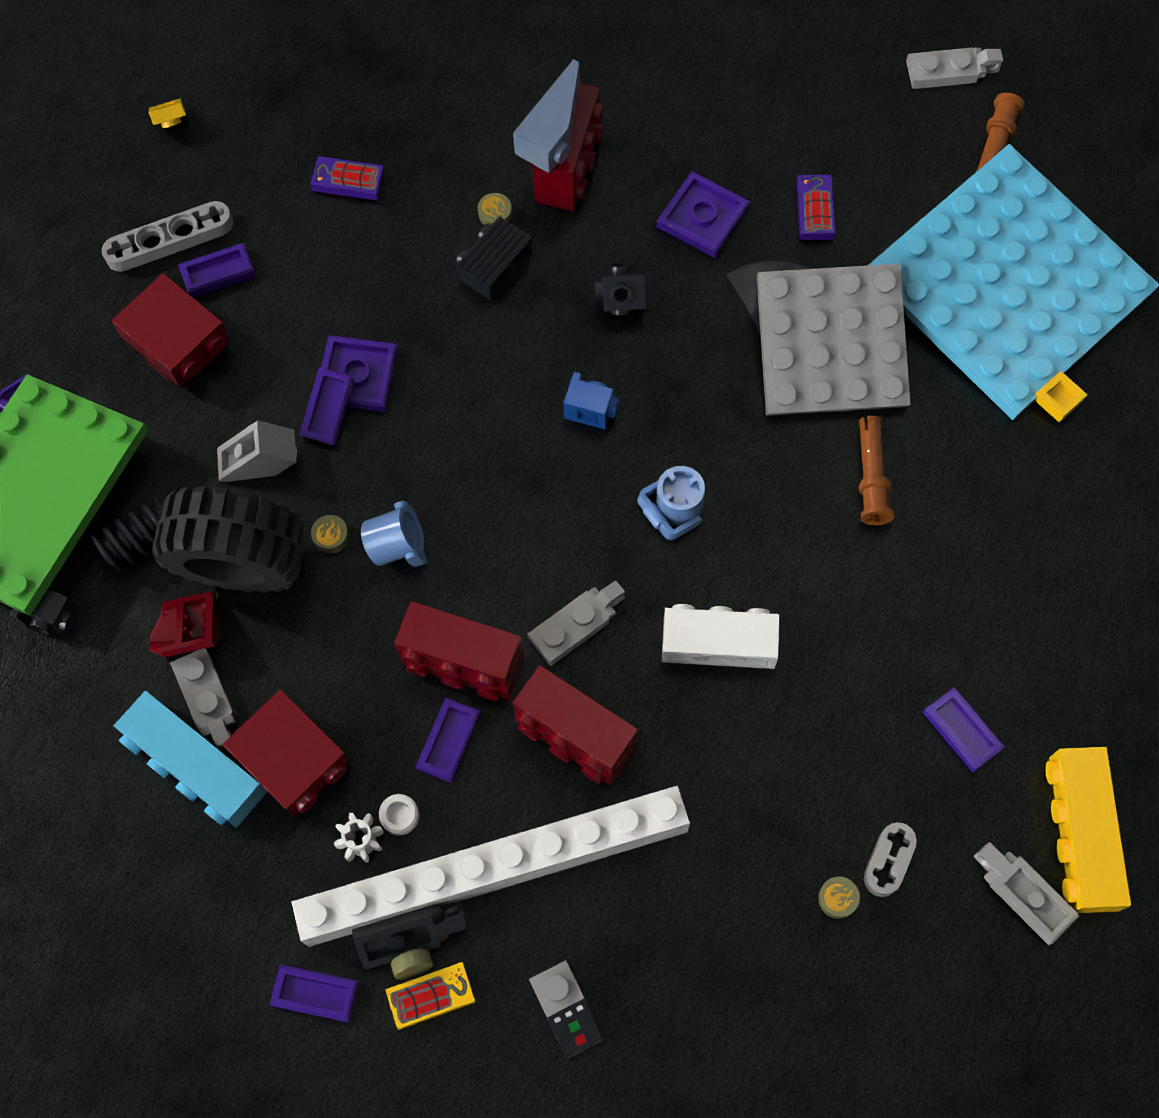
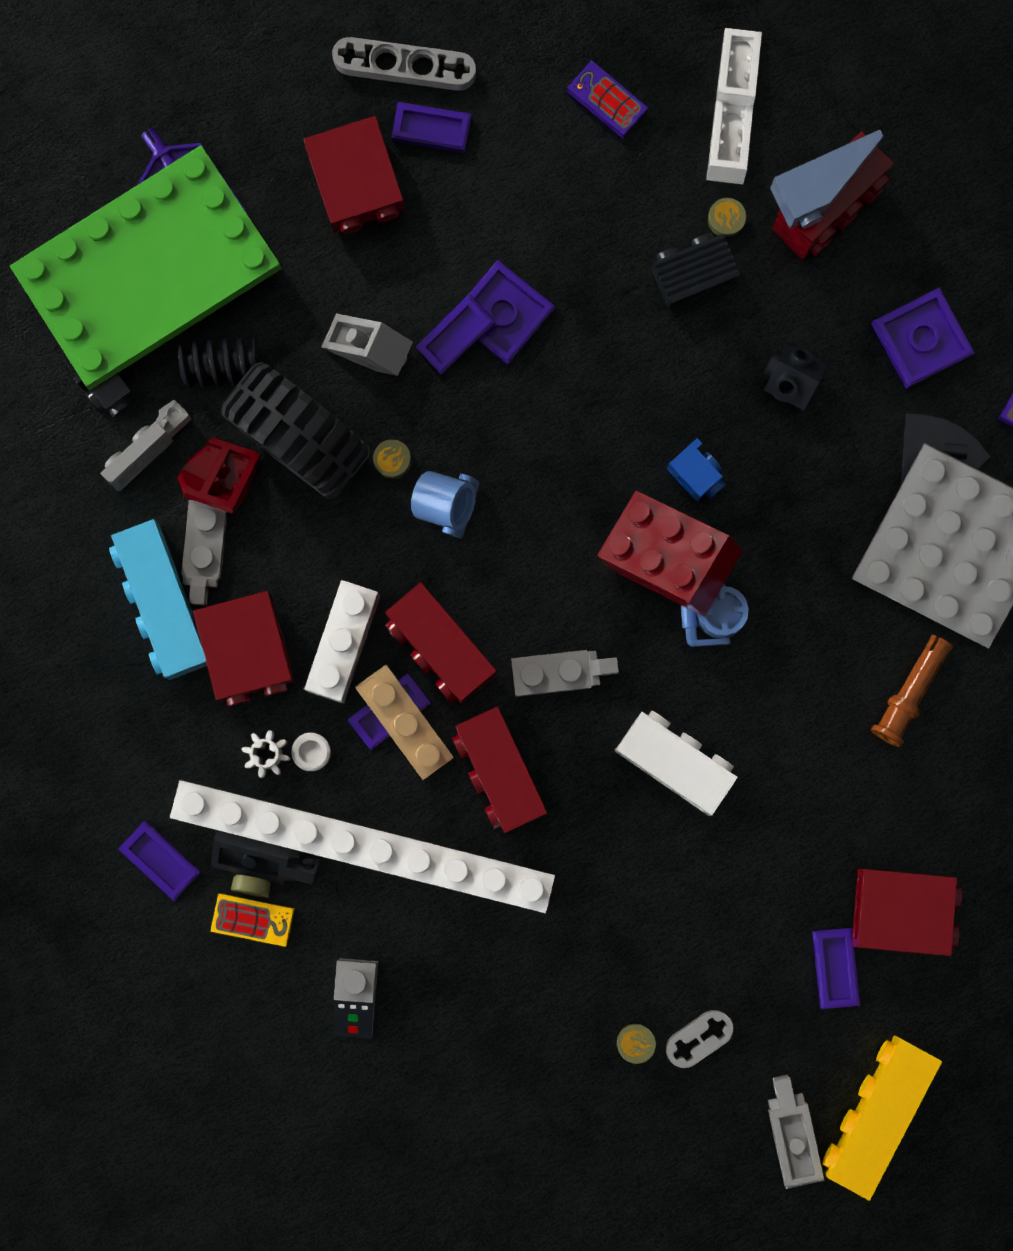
camera: 30 degrees right, 15 degrees up
(107, 640) = (146, 446): none -> light grey hinge
(372, 702) = (342, 641): none -> white brick
(452, 134) = (734, 106): none -> white slope
(466, 737) = (404, 722): none -> tan plate
(608, 468) = (670, 553): none -> dark red brick
(989, 643) = (906, 912): none -> dark red brick

